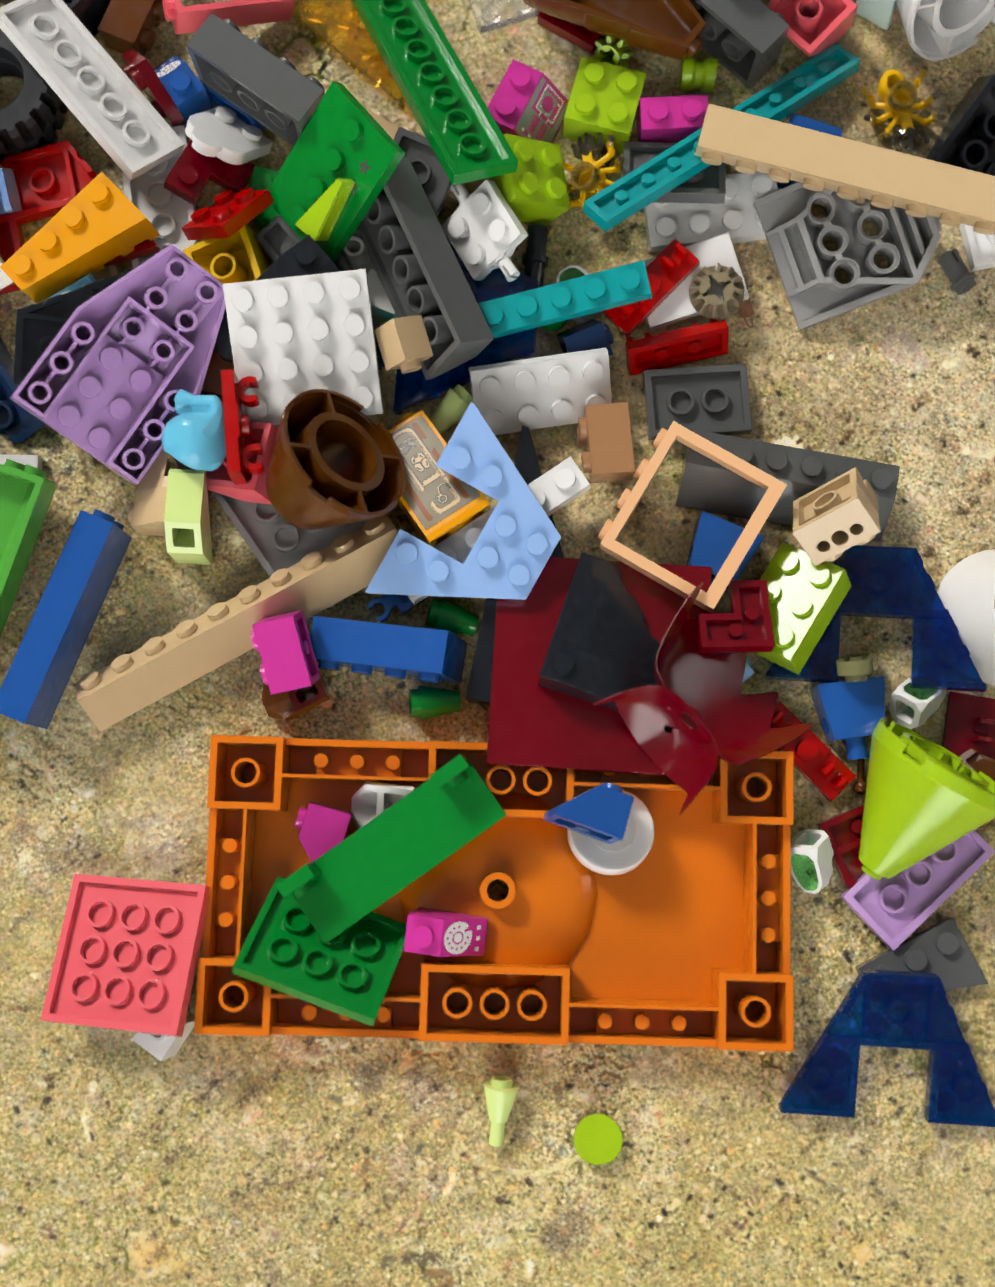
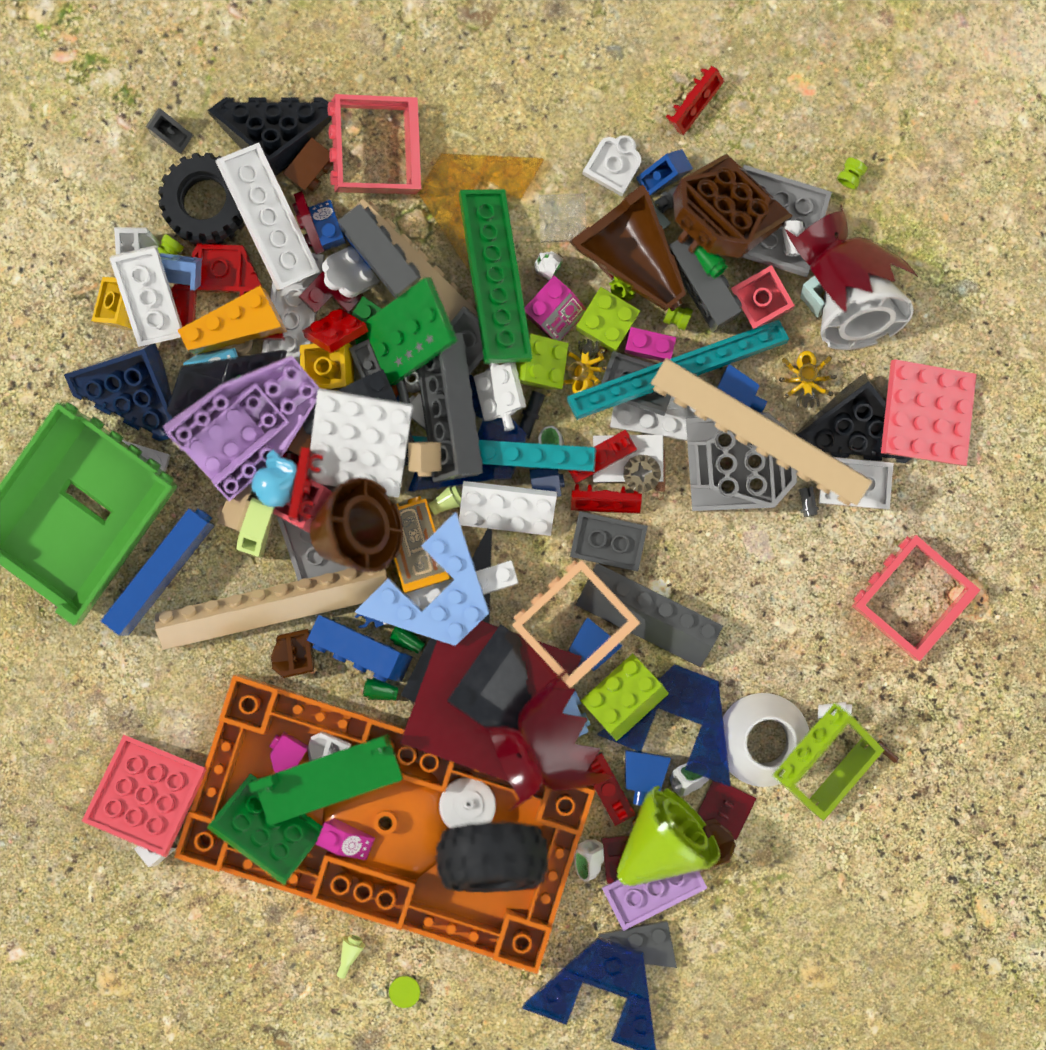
camera: 15 degrees right, 5 degrees up
(285, 652) = (294, 635): dark pink brick -> none
(324, 213) = (394, 360): lime piece -> none
(498, 53) = (548, 264): none -> white rock
(595, 813) = (458, 793): blue slope -> none
(606, 442) = (538, 557): medium nougat brick -> none
(676, 890) = (492, 857): none -> black tyre
(745, 628) = (584, 706): dark red plate -> none
(836, 517) = (667, 650): tan piece -> none
(857, 666) = (655, 746): olive plate -> none

